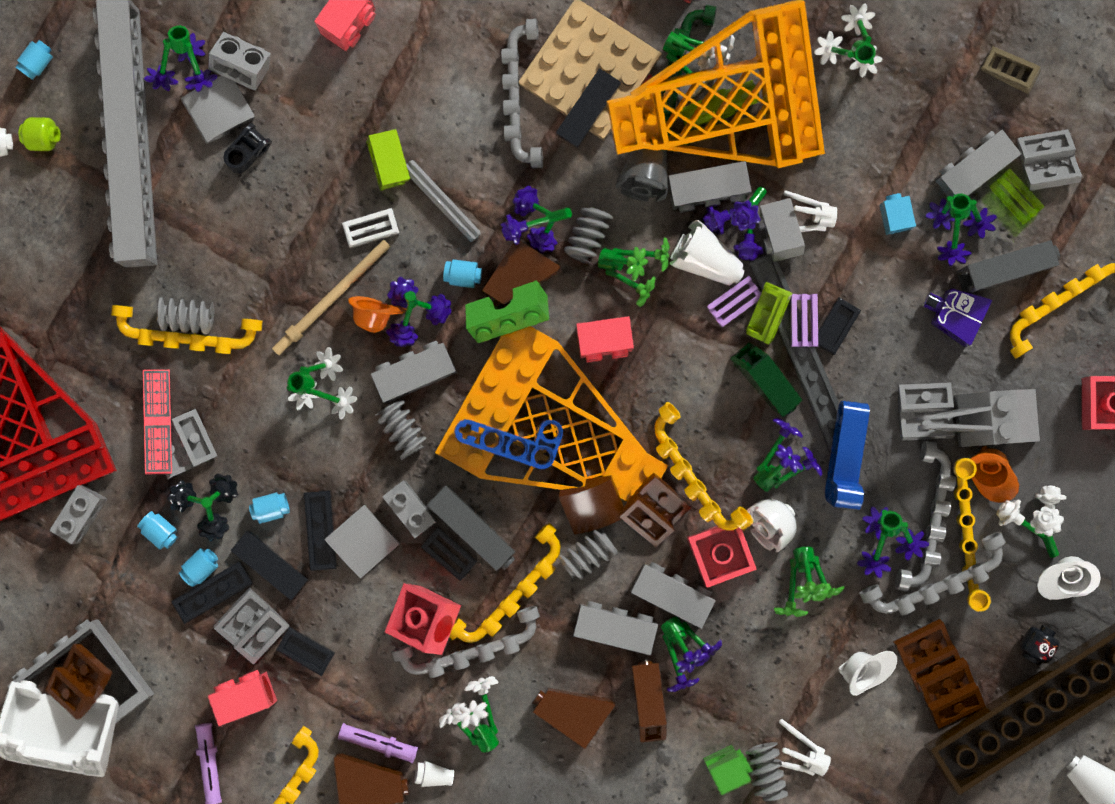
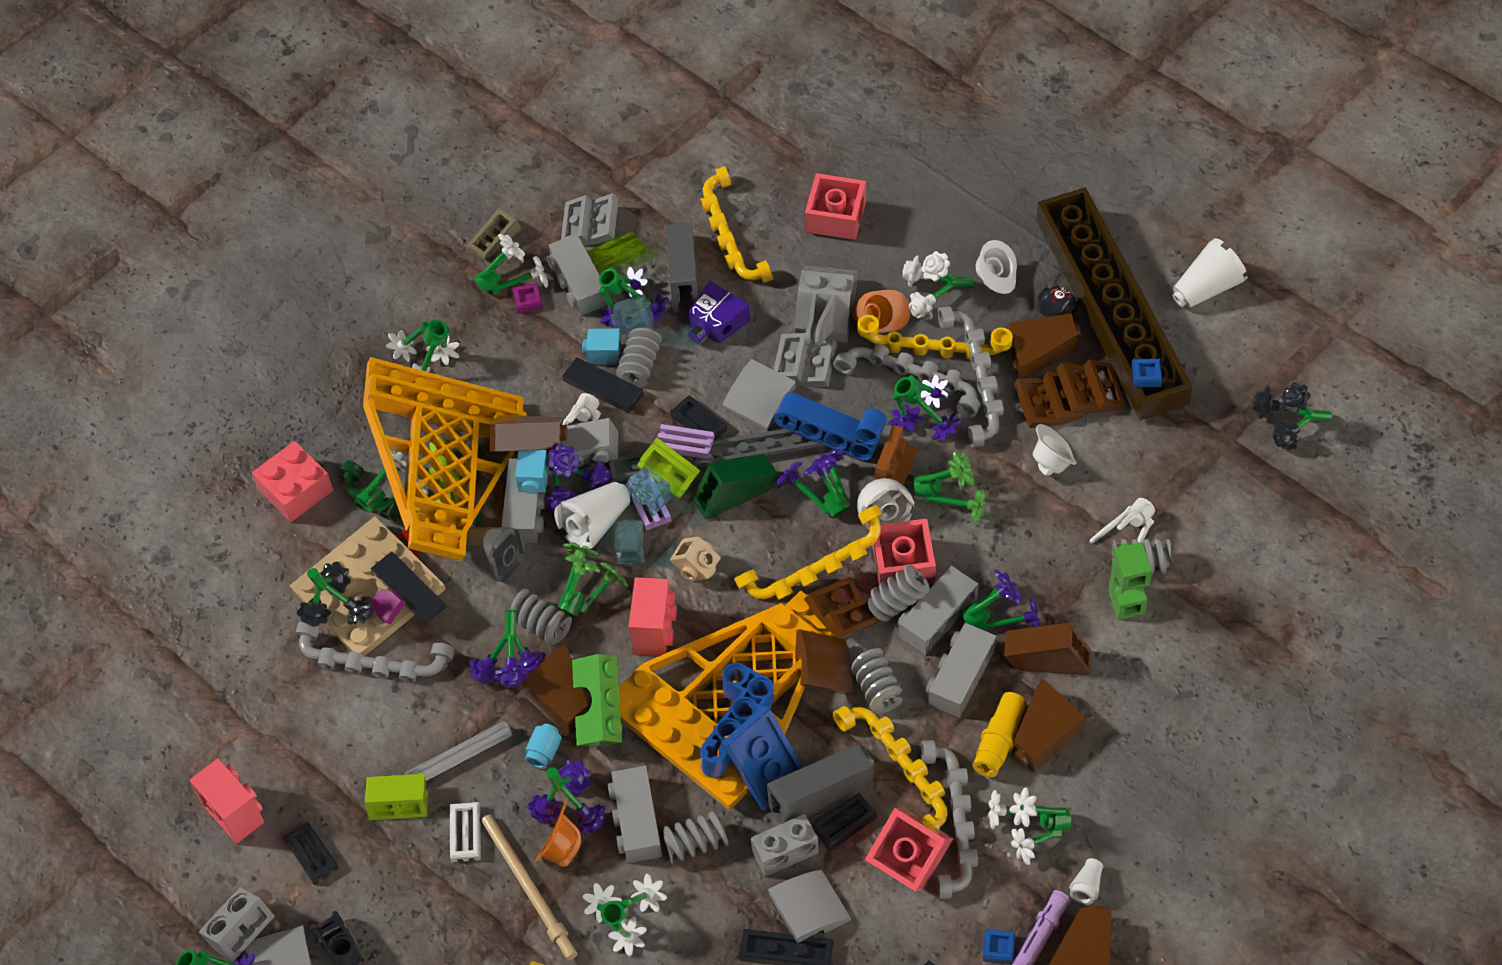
camera: 70 degrees left, 30 degrees down
(331, 108) = (322, 870): none -> black tile
(361, 709) = (998, 946): none -> blue tile
(479, 474) = (761, 754): none -> blue tile
(548, 29) = (333, 580): none -> black plant
(556, 675) = (999, 735): none -> yellow piece
(565, 95) = (387, 605): none -> magenta tile
(675, 557) = (898, 593): none -> light grey piece
(676, 362) = (695, 559): none -> tan brick
(686, 296) = (629, 541): none -> clear light blue brick
(729, 188) = (532, 471): none -> medium azure brick
(739, 301) = (649, 490): none -> clear light blue brick
(764, 172) = (526, 433): none -> reddish brown slope
(823, 525) = (896, 457): none -> dark orange bracket
(856, 224) = (602, 385): none -> black tile
(875, 377) = (758, 394): none -> light grey slope
(893, 251) = (639, 356): none -> light grey piece
(934, 235) = (637, 309): none -> clear light blue brick
(943, 124) = (527, 298): none -> magenta tile
(955, 82) = (489, 277): none -> plant
(963, 749) = (1146, 373): none -> blue tile
(991, 637) = (1042, 342): none -> reddish brown slope

